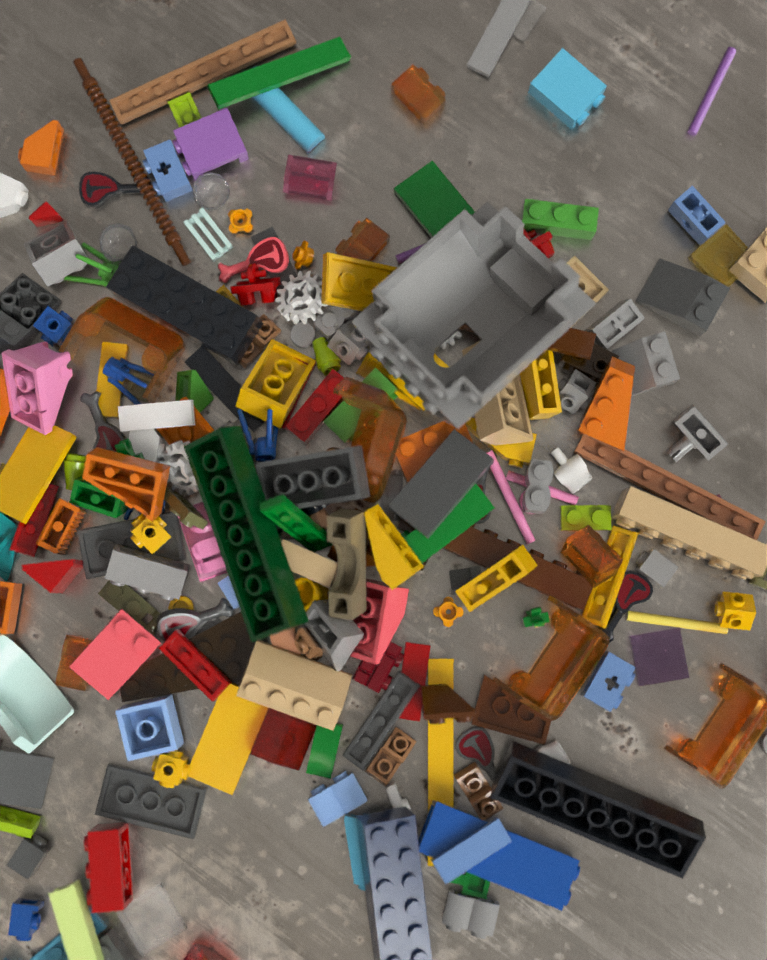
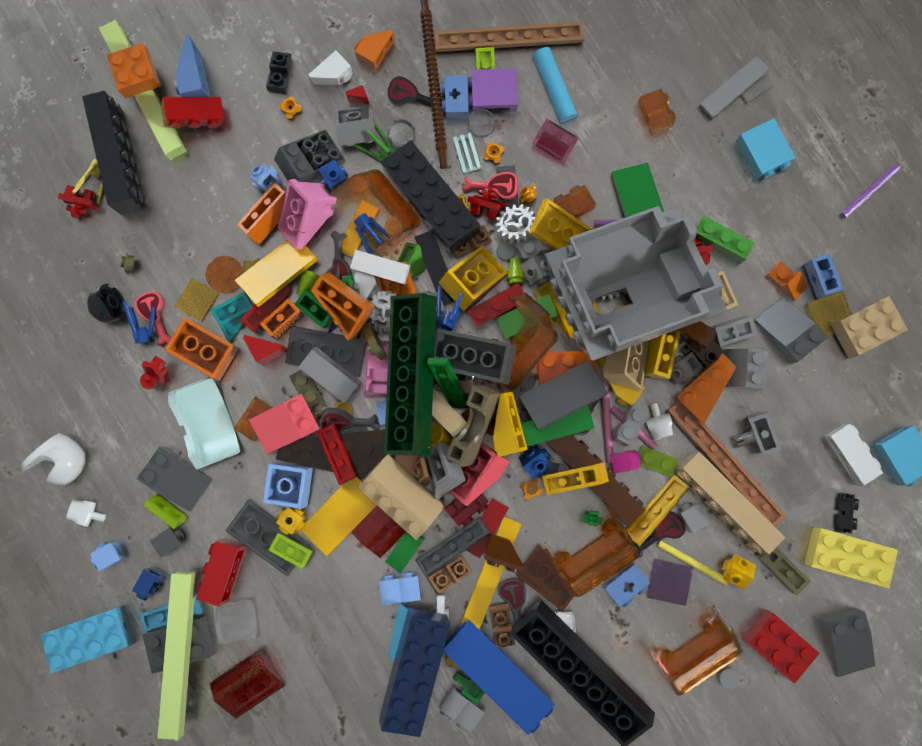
camera: 25 degrees right, 0 degrees up
(155, 539) = (345, 353): yellow brick -> none
(185, 805) = (290, 550): none -> lime plate
(278, 72) = (563, 57): green tile -> none
(440, 576) = (536, 461): none -> blue brick
(471, 850) = (480, 665): medium blue tile -> none
(548, 532) = (625, 461): none -> dark pink piece
(591, 556) = (650, 490): clear orange brick -> none
(657, 238) = (788, 281): none -> orange slope

